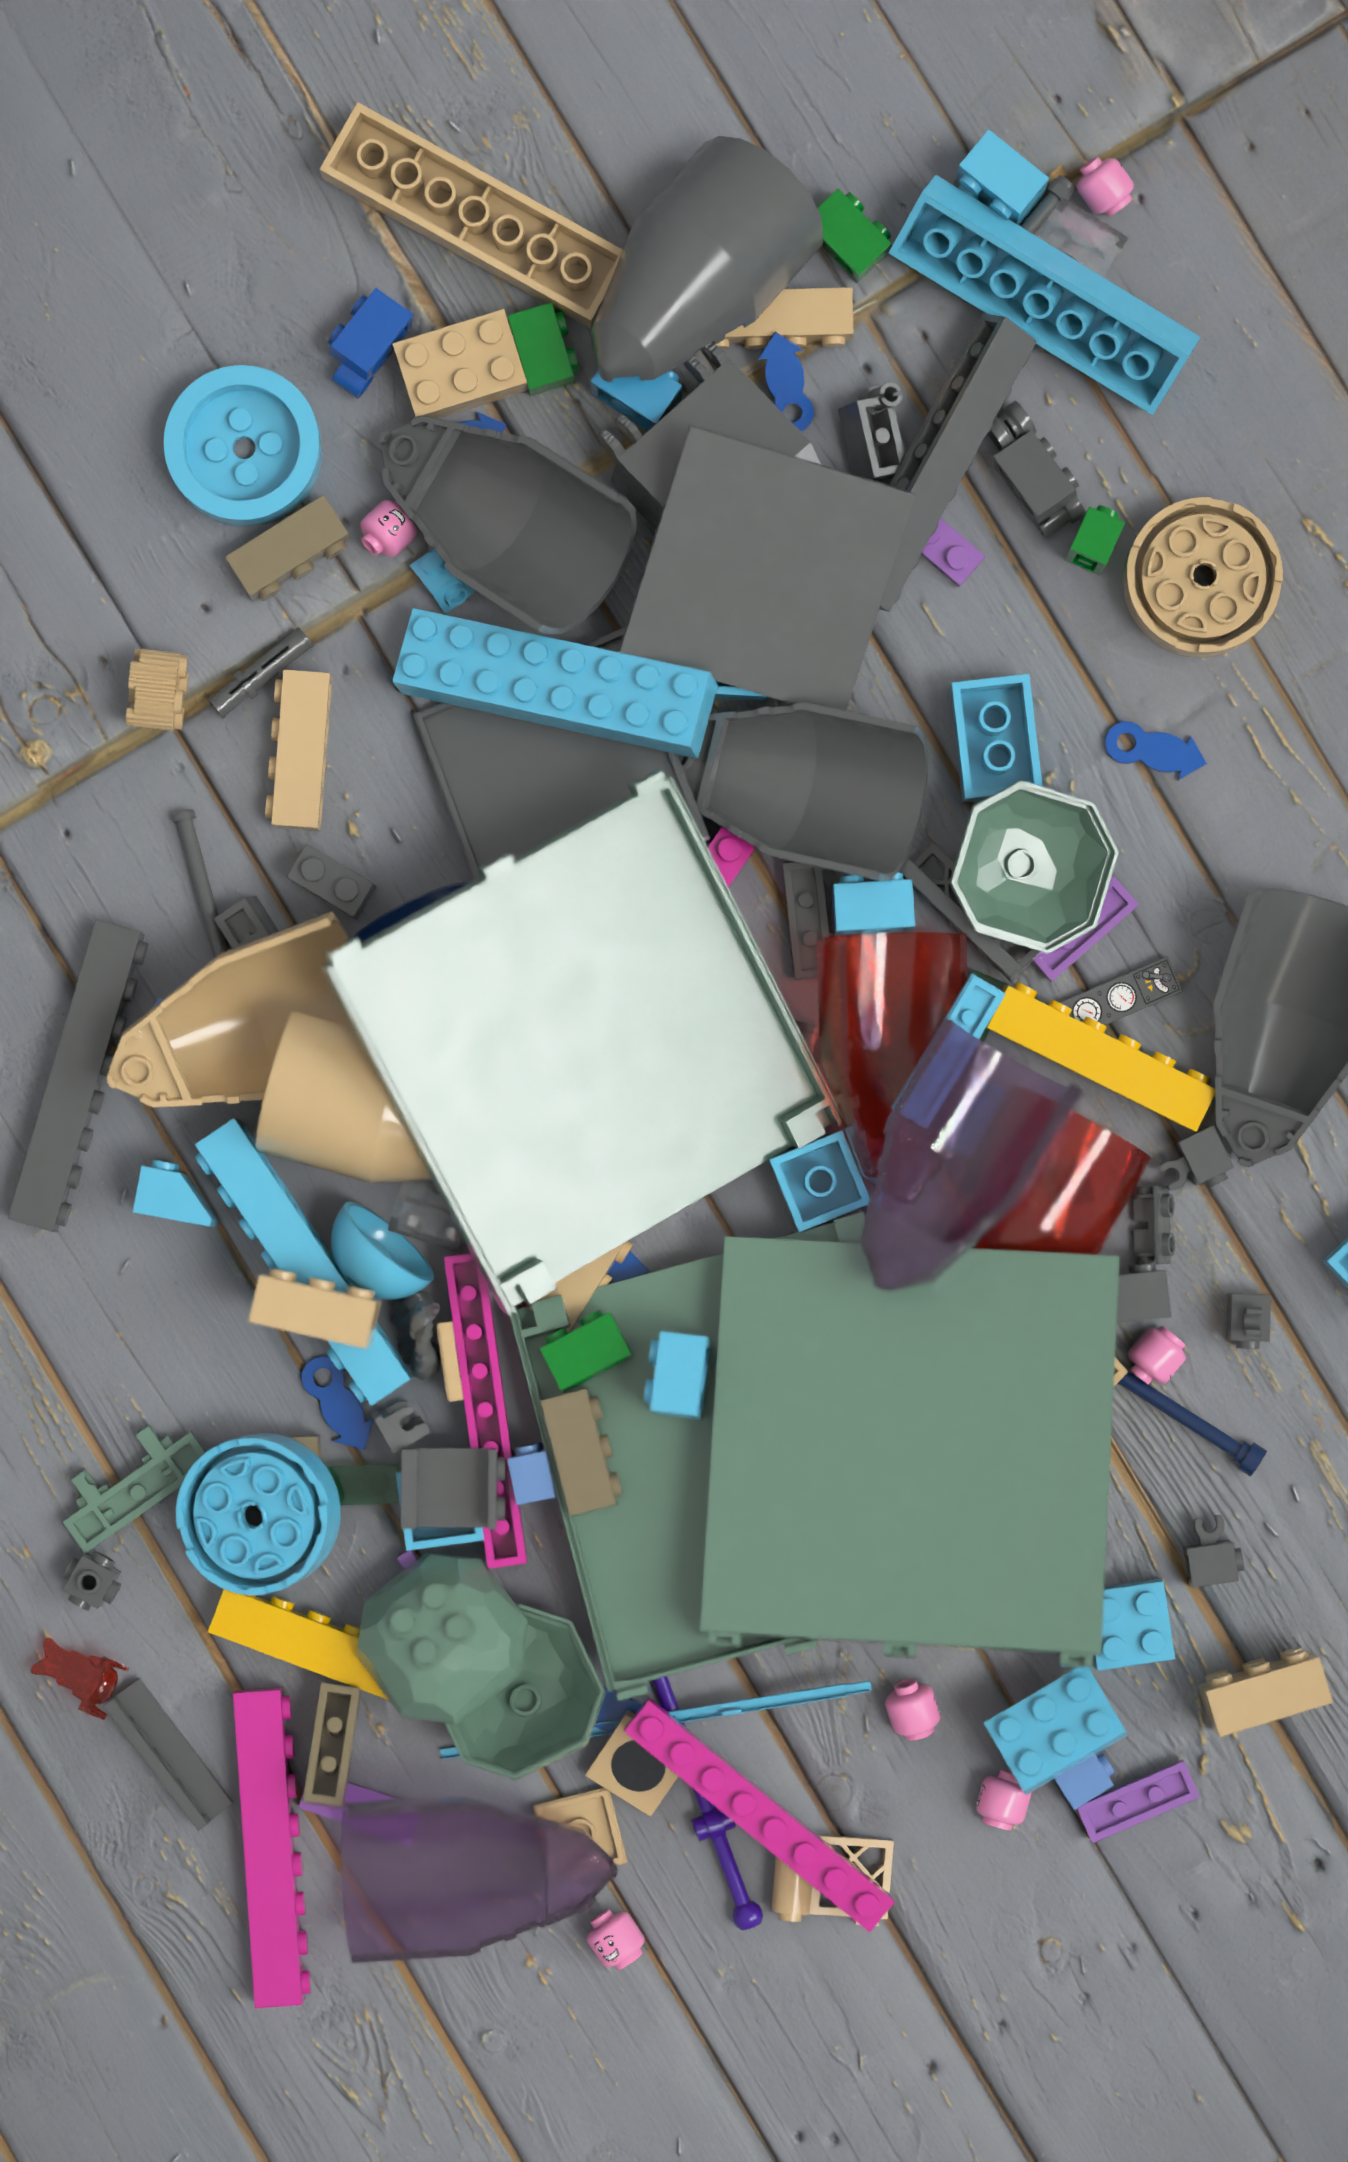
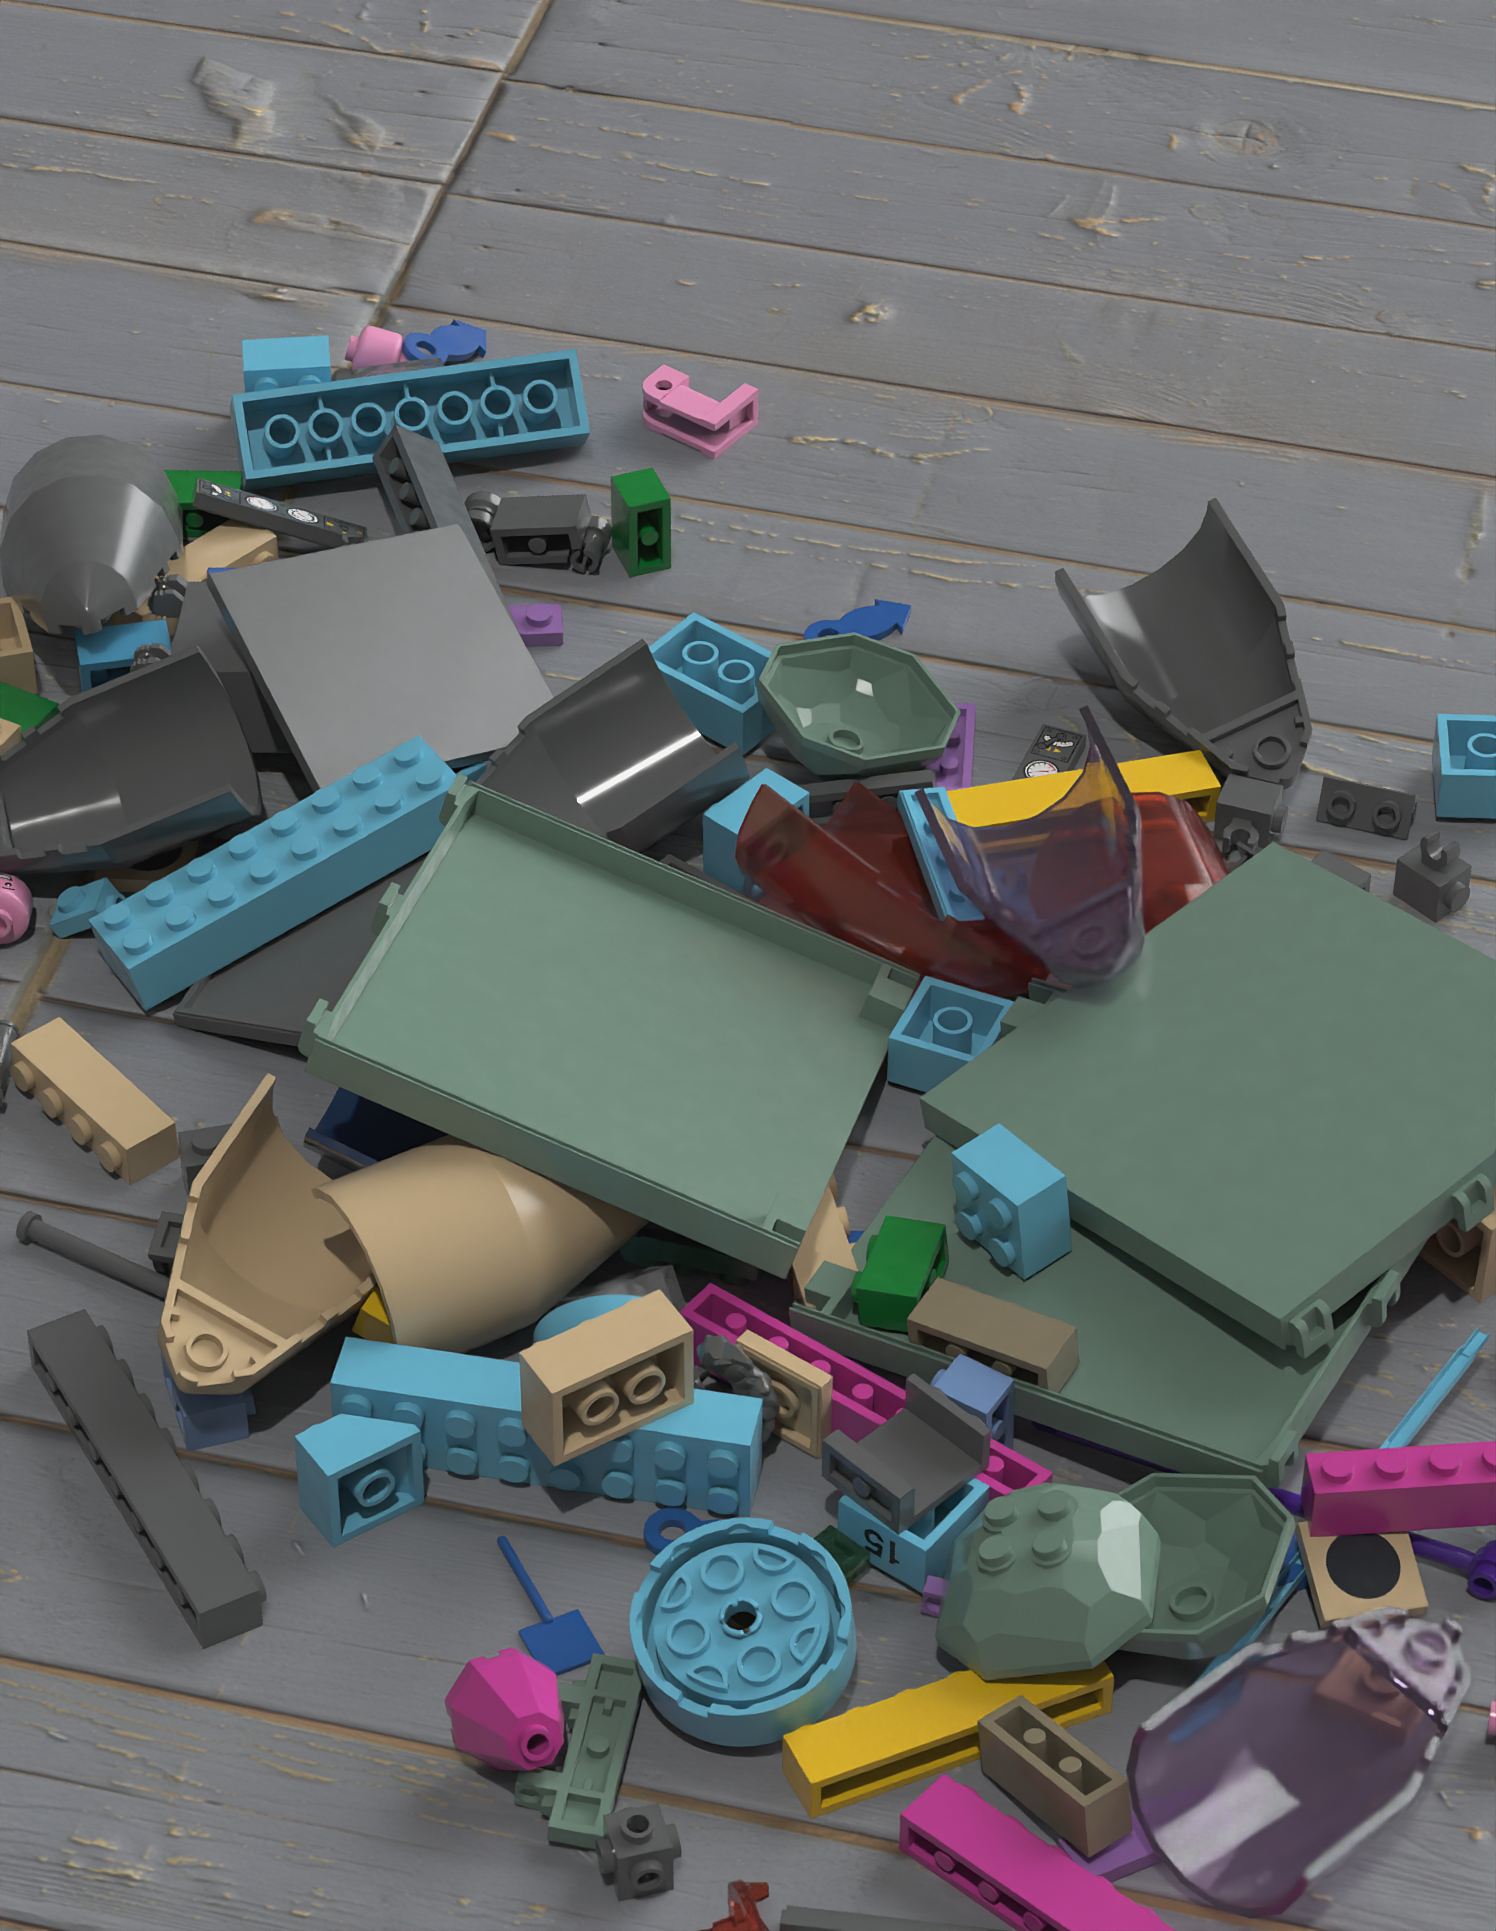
camera: 45 degrees left, 45 degrees down
(95, 1452) = (507, 1711): none -> dark pink cone
(195, 1392) = (559, 1641): none -> blue piece
(397, 1428) = (792, 1476): dark grey hinge -> none
(873, 314) = (272, 514): none -> dark grey tile
(1163, 215) = (449, 342): none -> blue brick
(1194, 617) = (761, 532): tan brick -> none
(1250, 445) = (695, 417): none -> bright pink piece
(1290, 1232) = (1366, 807): none -> dark grey hinge

